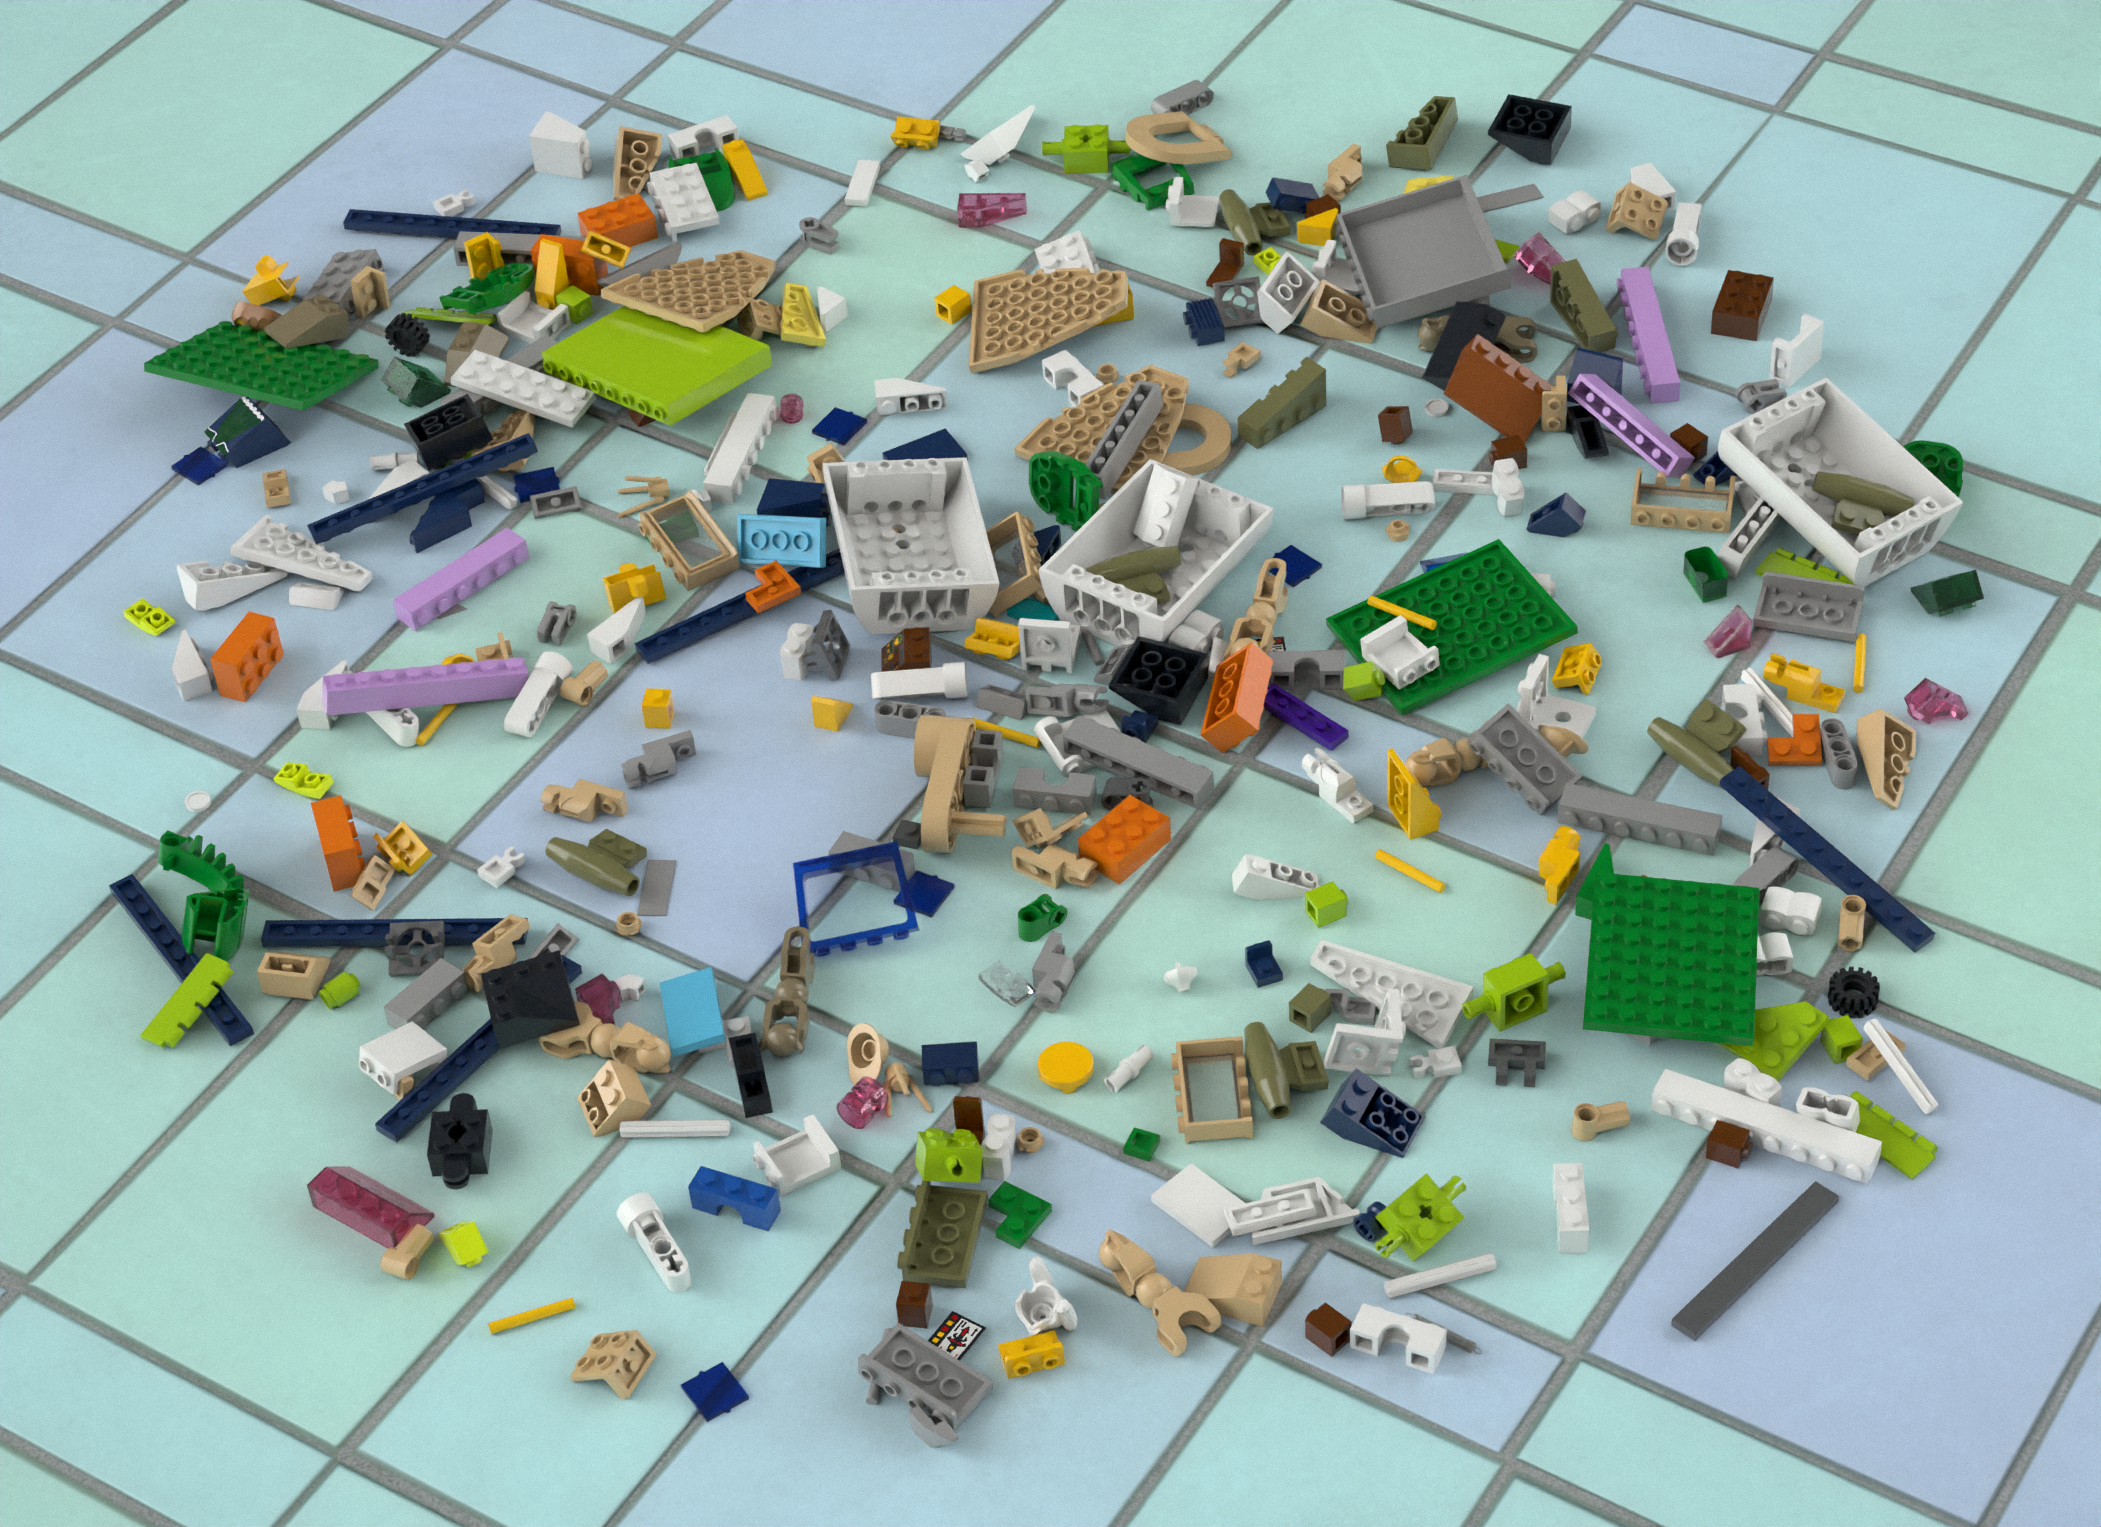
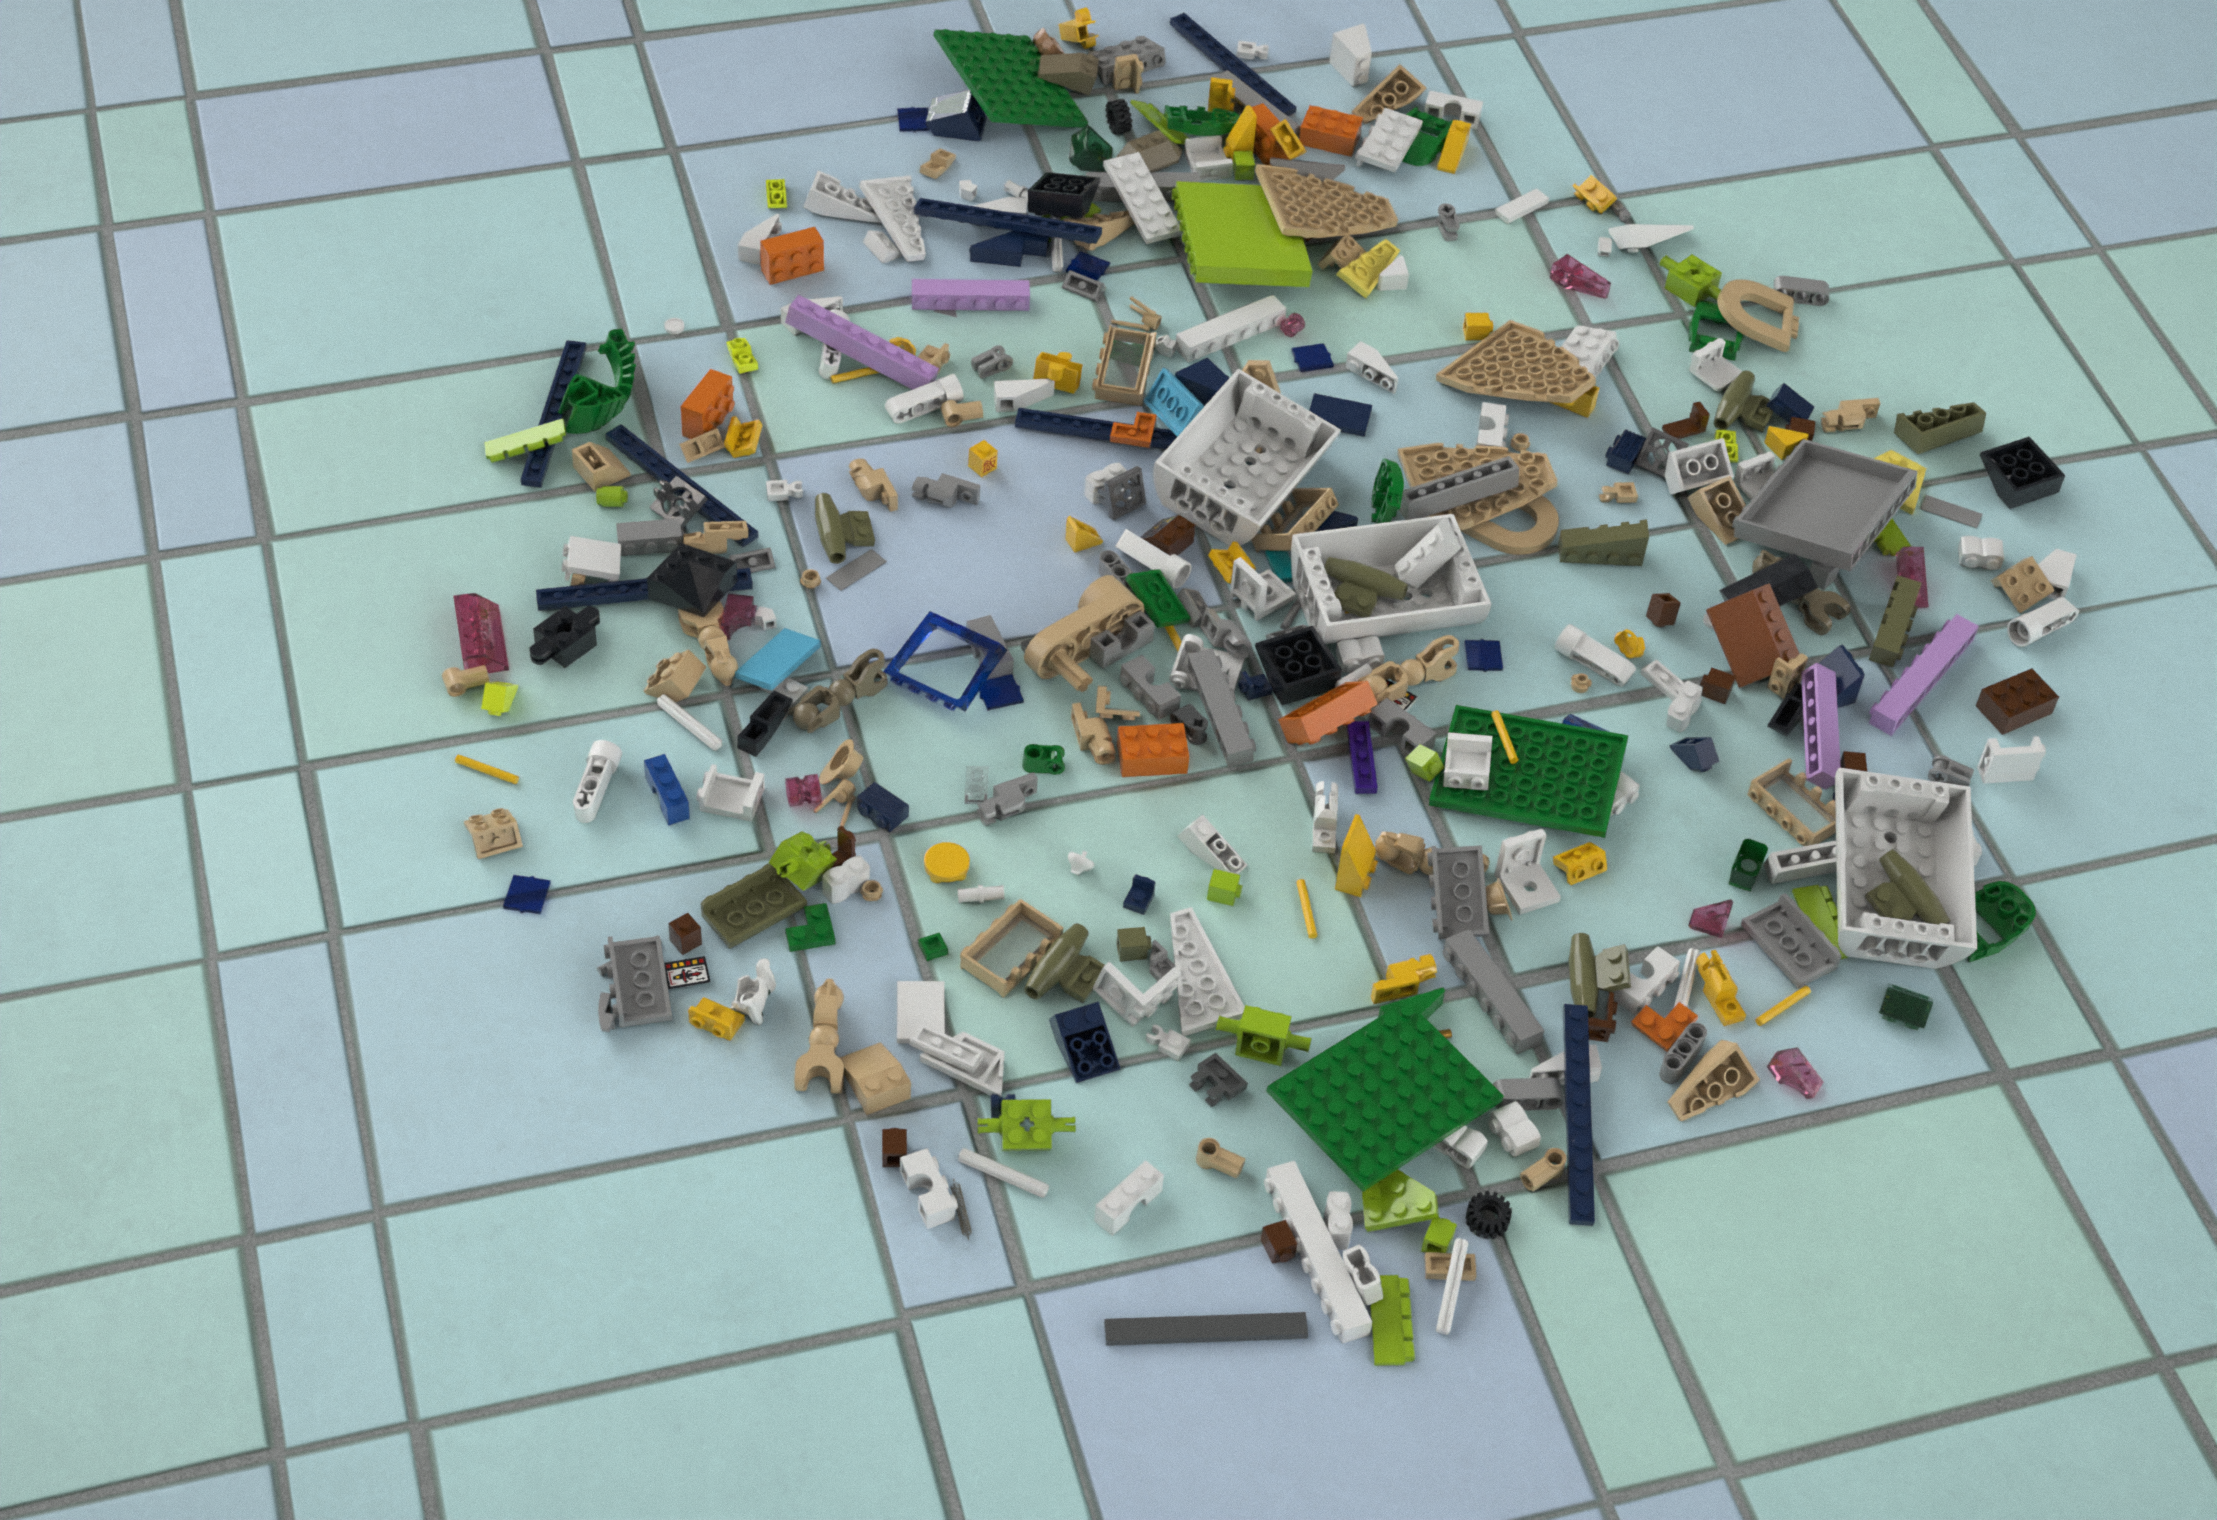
camera: 35 degrees right, 5 degrees up
(958, 704) = (1158, 598): none -> green tile

